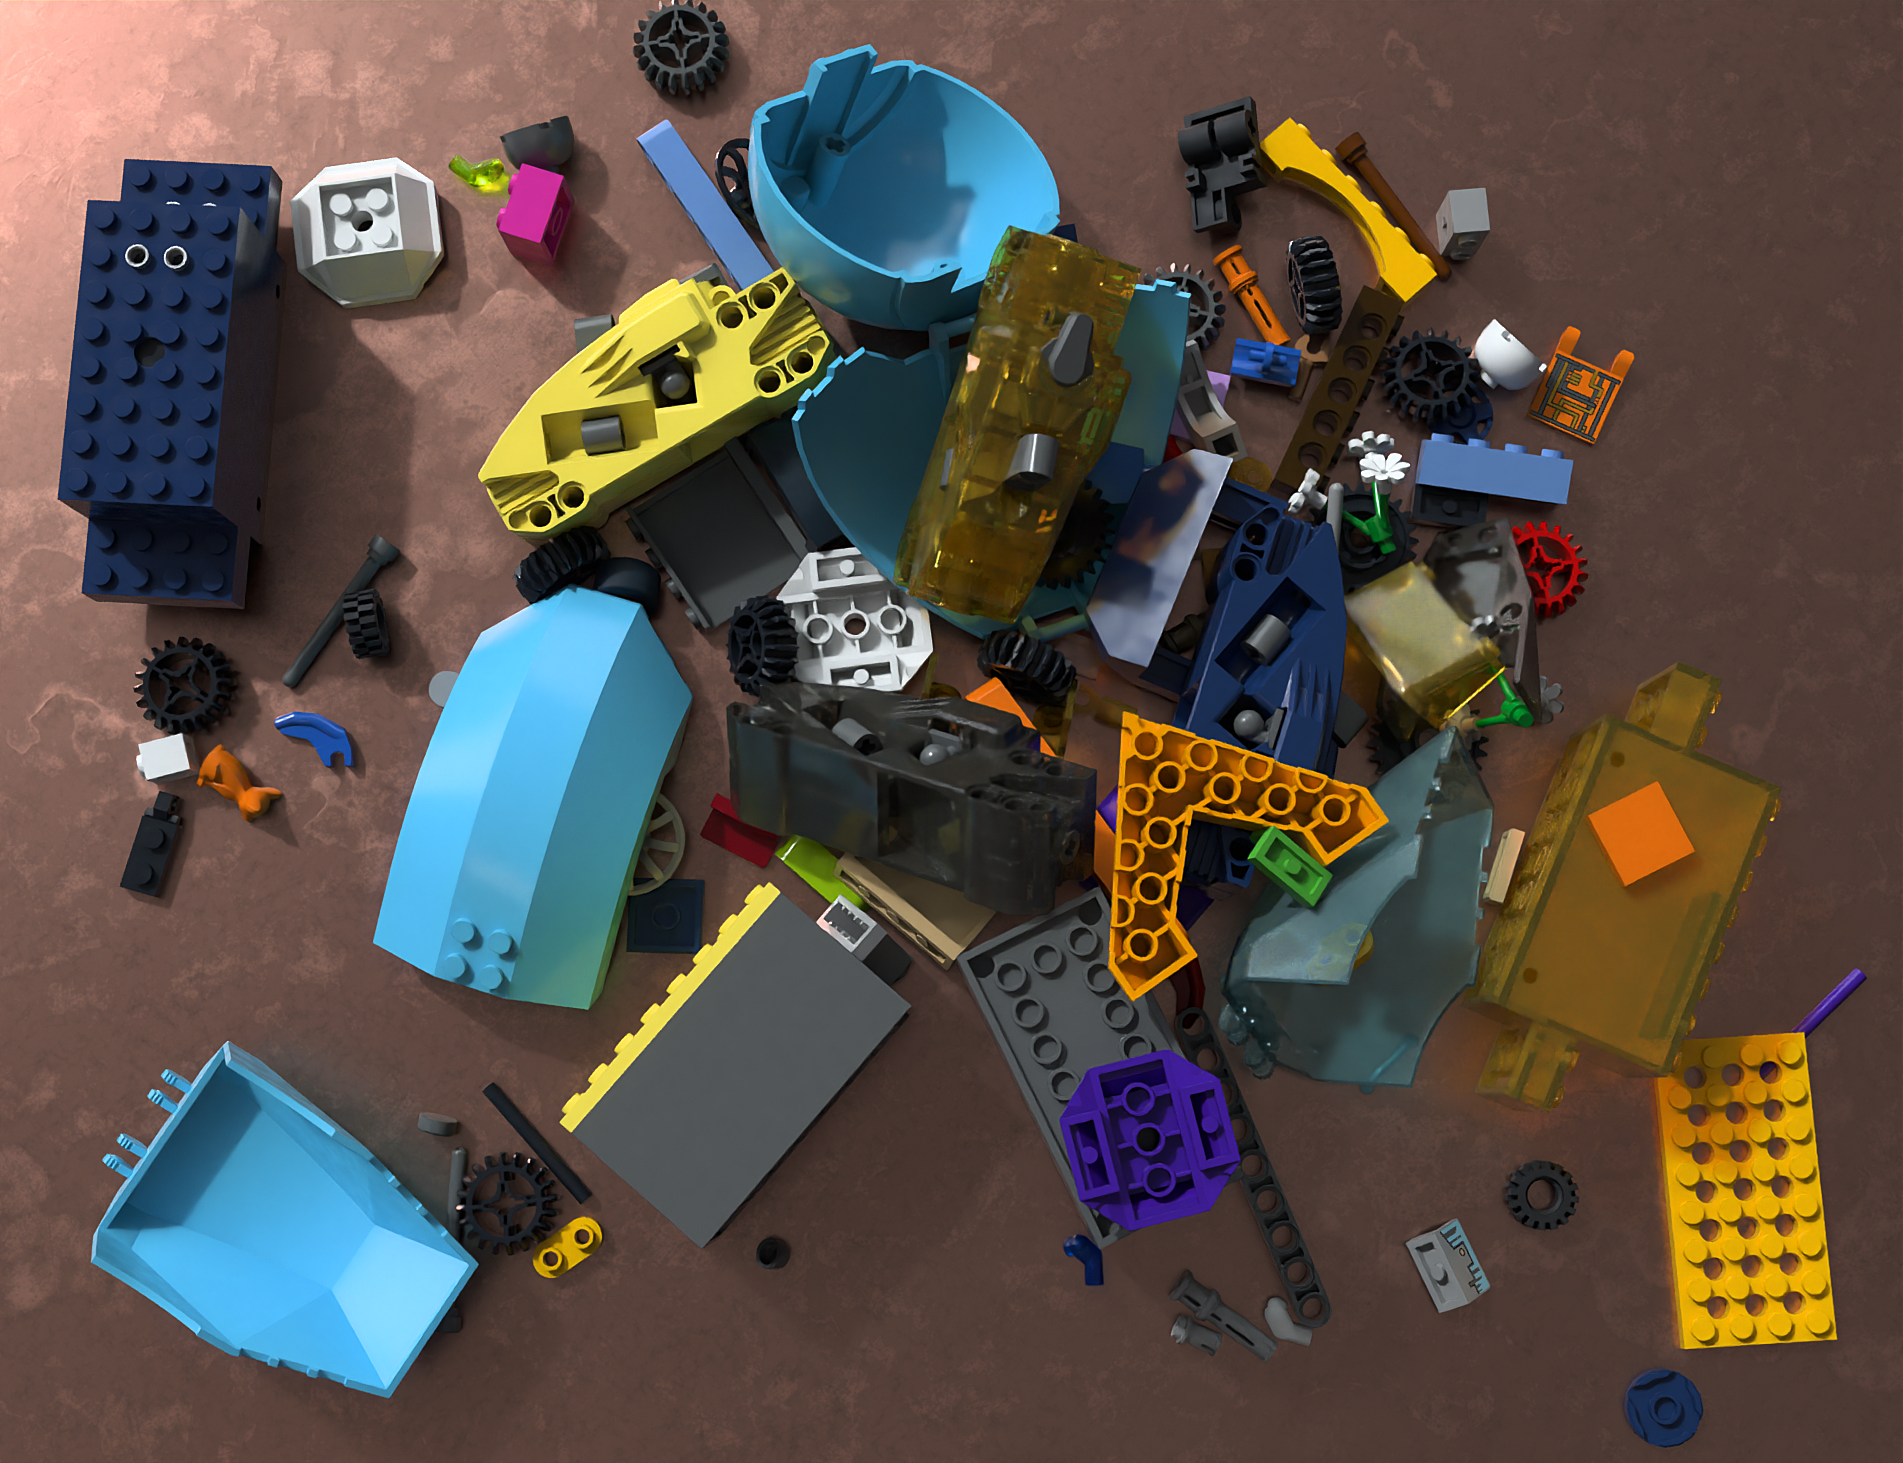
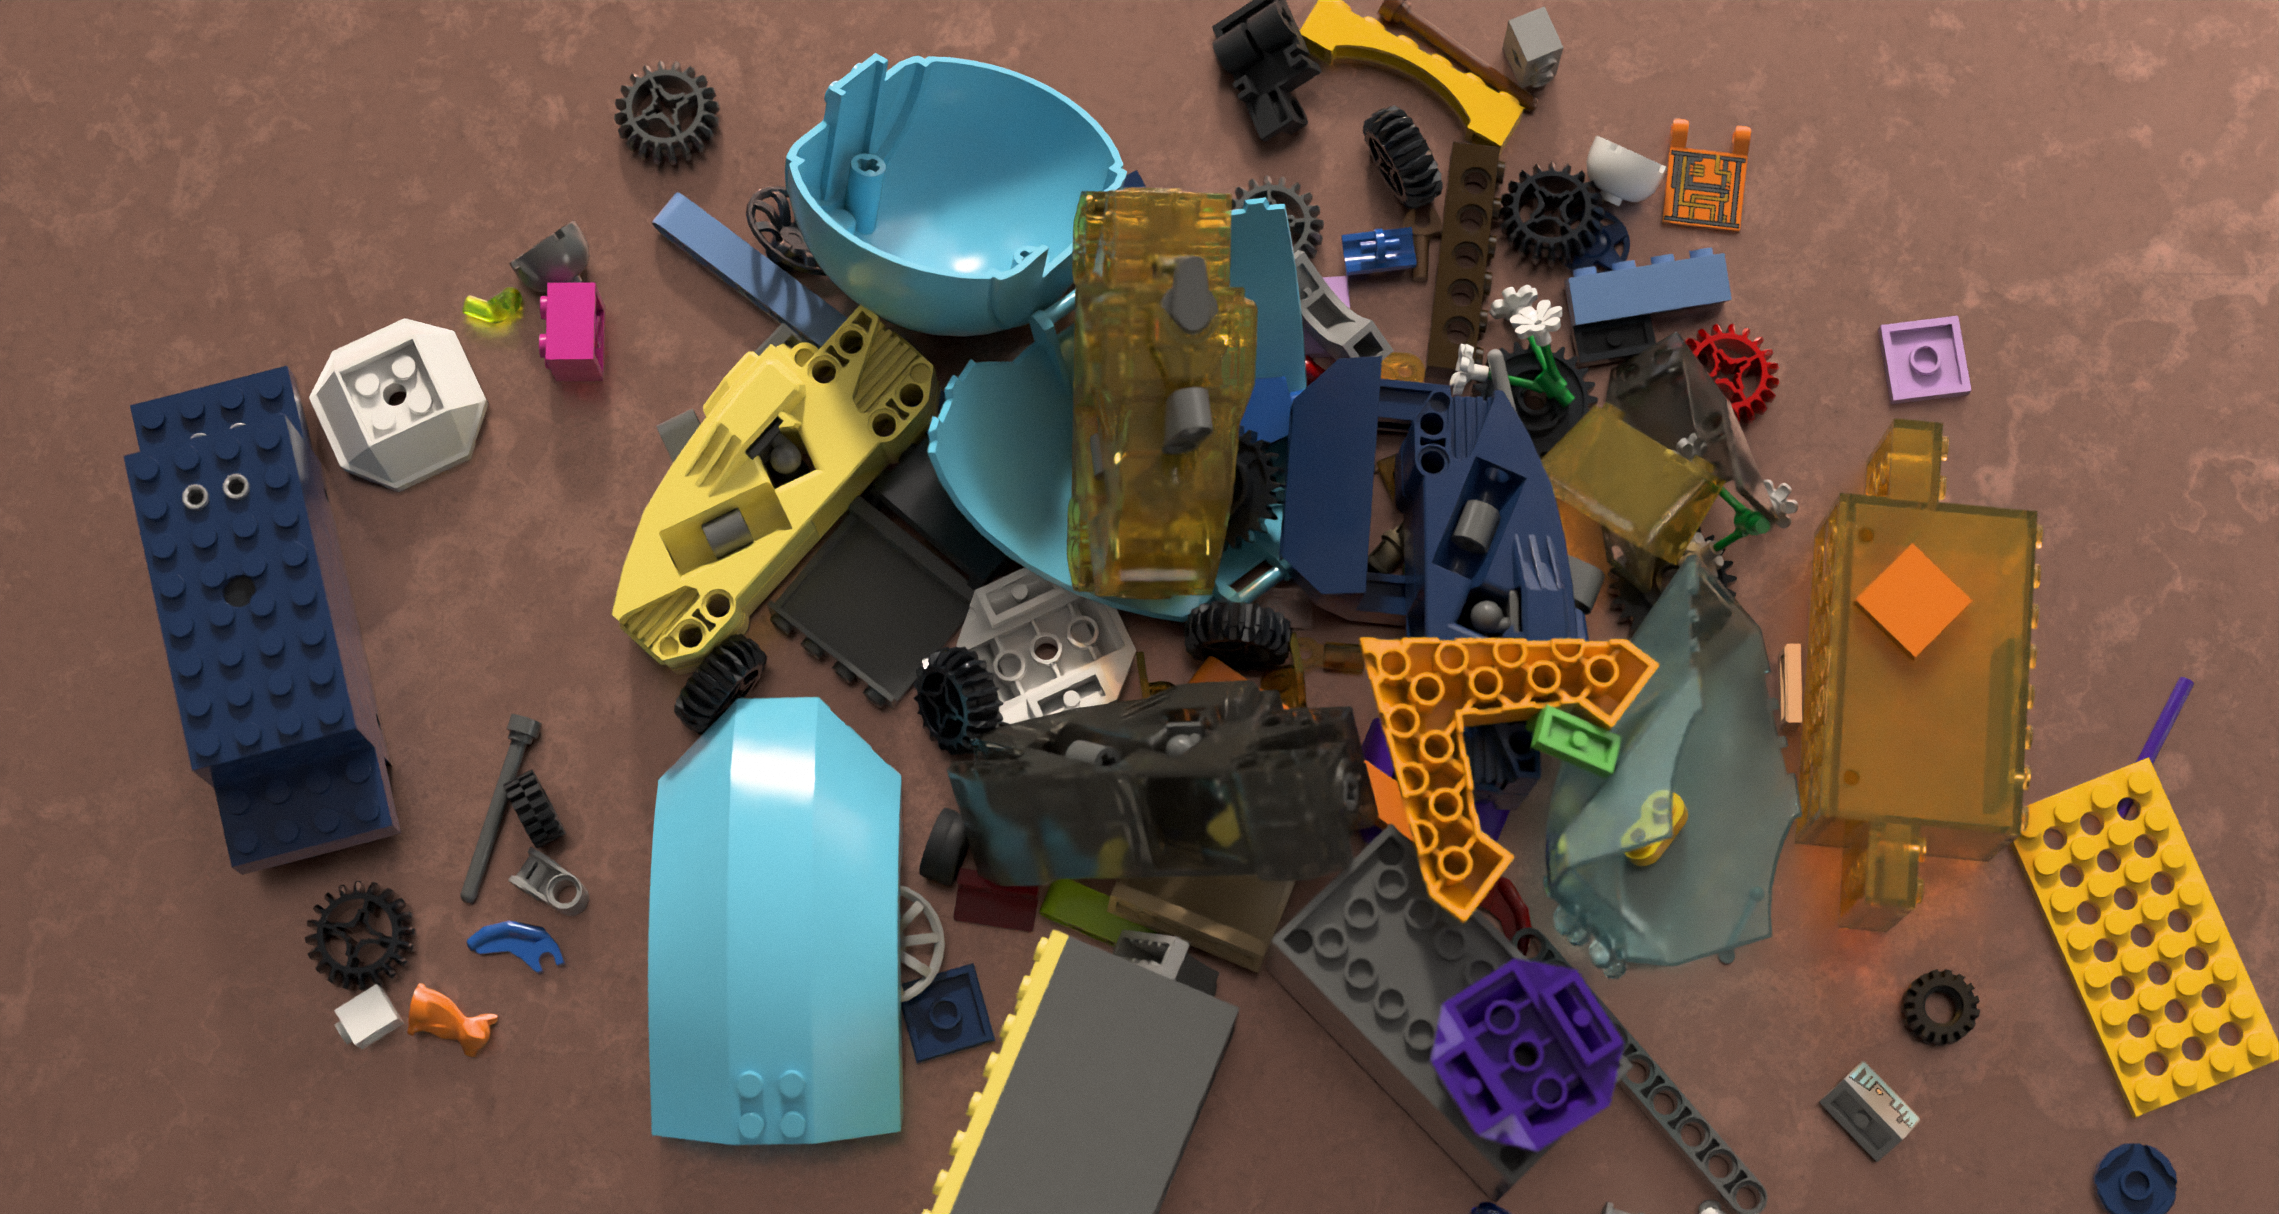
camera: 20 degrees left, 5 degrees down
(153, 847) = (380, 1116): black hinge -> none
(359, 687) = (545, 879): none -> light grey piece
(441, 687) = (636, 852): light grey tile -> none
(629, 580) = (795, 676): black wheel -> none
(708, 773) = (945, 848): none -> black tyre
(1248, 280) = (1332, 173): orange pin -> none
(1721, 611) = (1924, 360): none -> lavender tile

